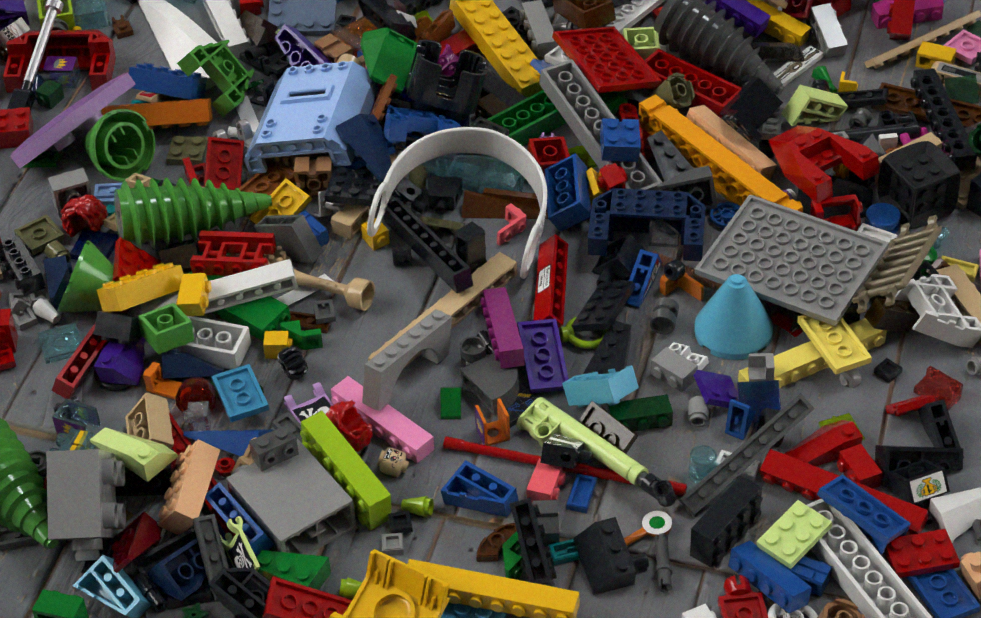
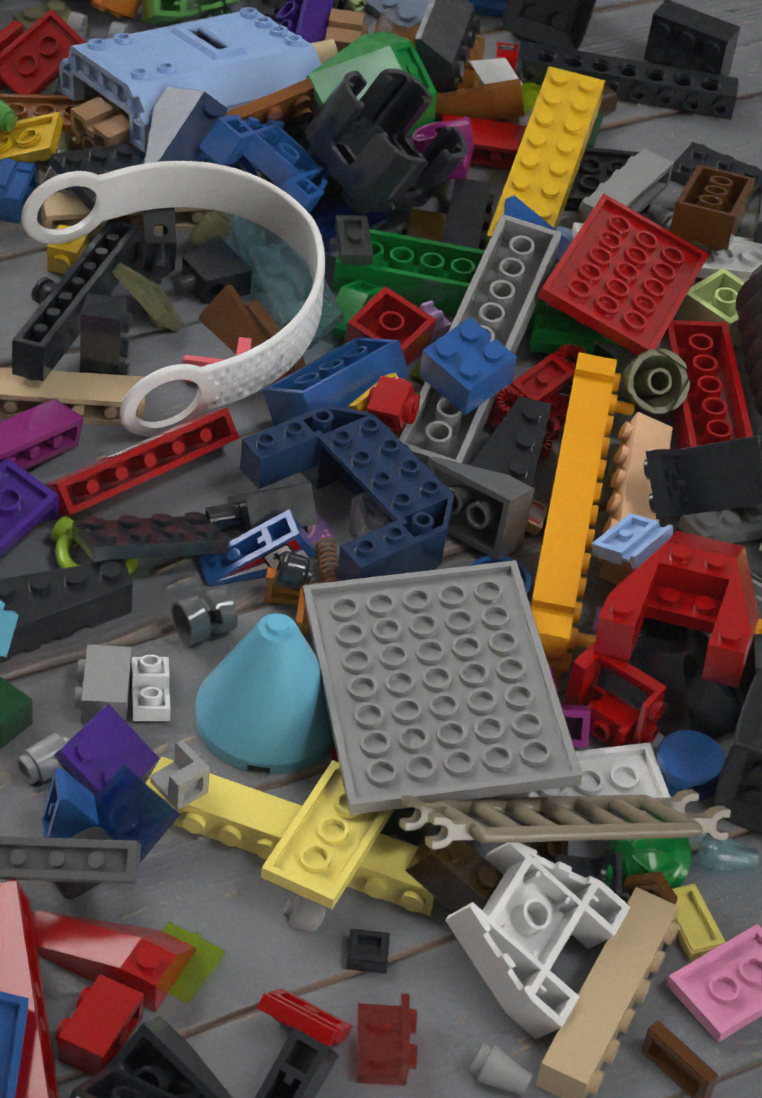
camera: 40 degrees right, 0 degrees up
(764, 155) = (631, 540): none -> light blue plate

